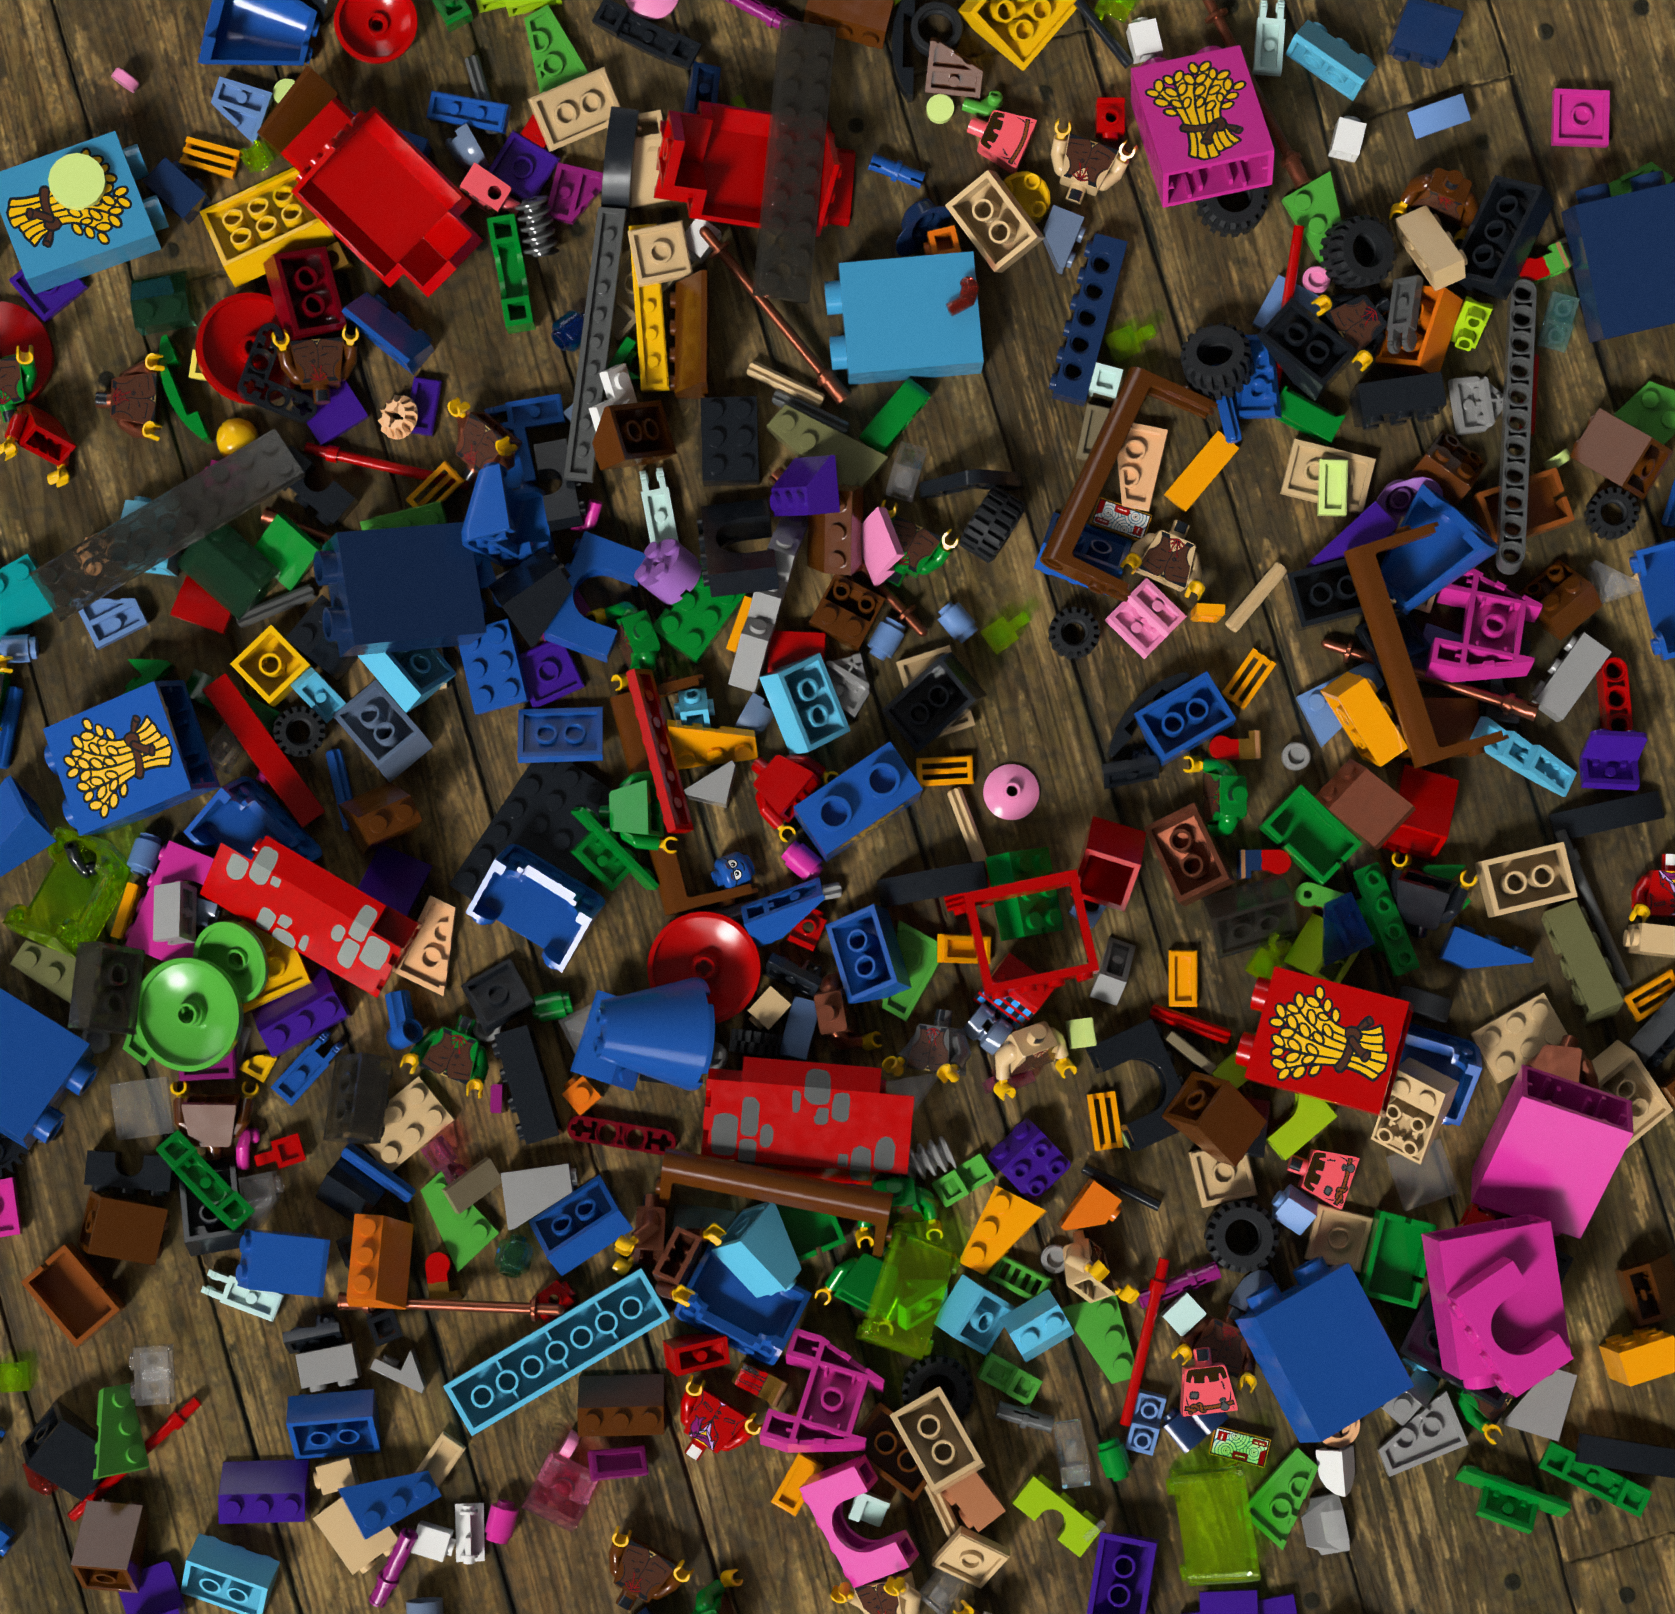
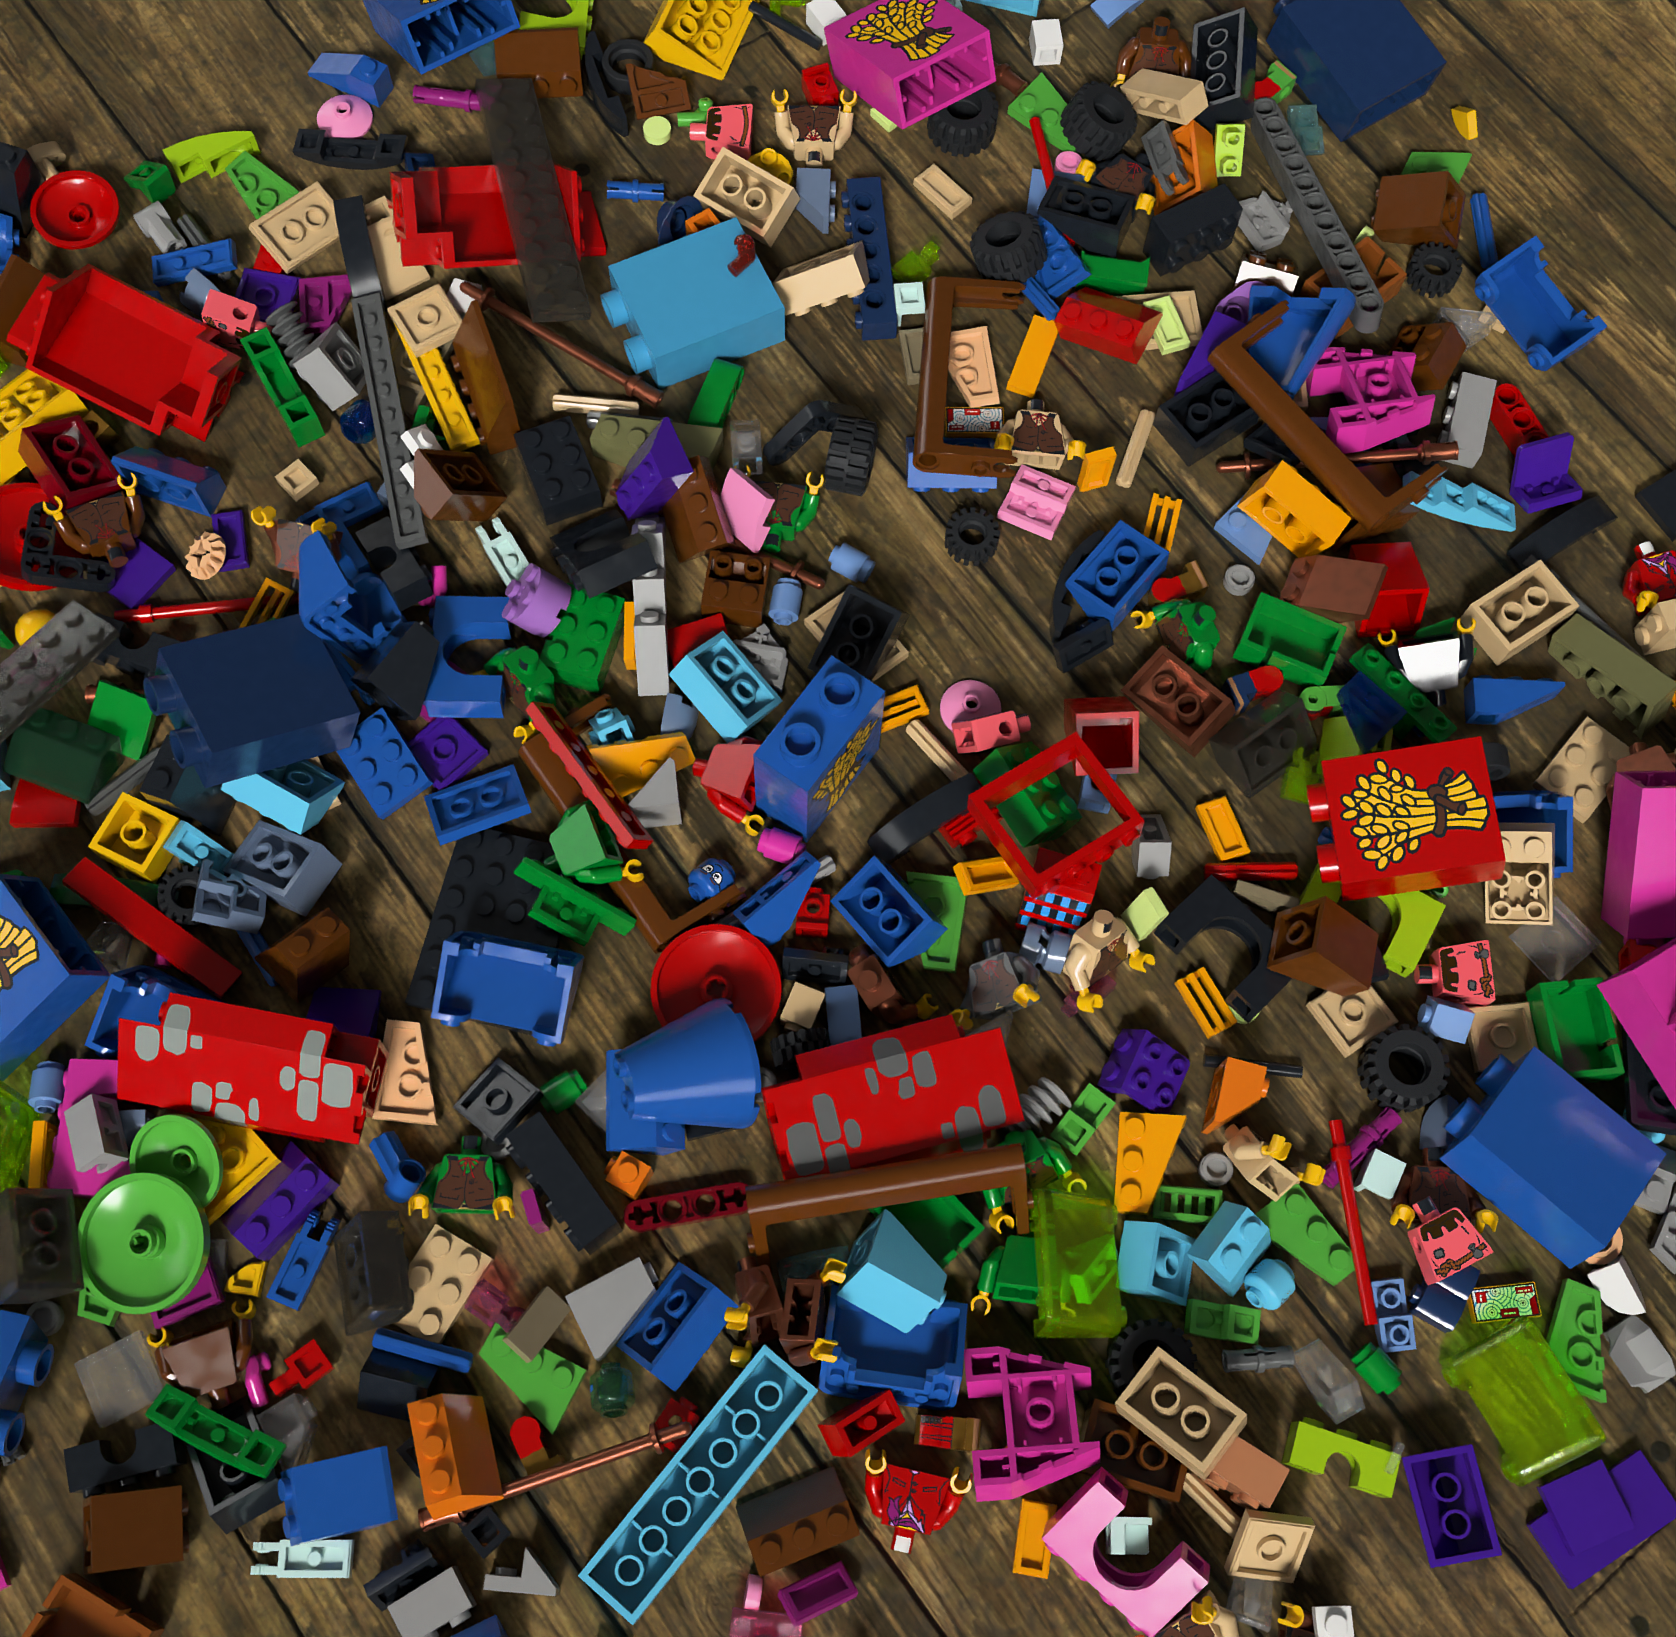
camera: 20 degrees left, 15 degrees down
(330, 749) = (228, 901): none -> sand blue slope
(446, 59) = (158, 225): none -> light grey piece
(498, 368) = (297, 480): none -> tan plate
(562, 272) = (332, 367): none -> light grey slope
(1002, 633) = (902, 560): clear neon green plate -> none
(1015, 824) = (989, 731): none -> coral torso
(1034, 331) = (823, 279): none -> tan slope
(1057, 1364) = (1269, 1284): none -> medium azure head
(1185, 267) = (942, 191): none -> tan tile
(1280, 467) = (1107, 324): none -> red slope

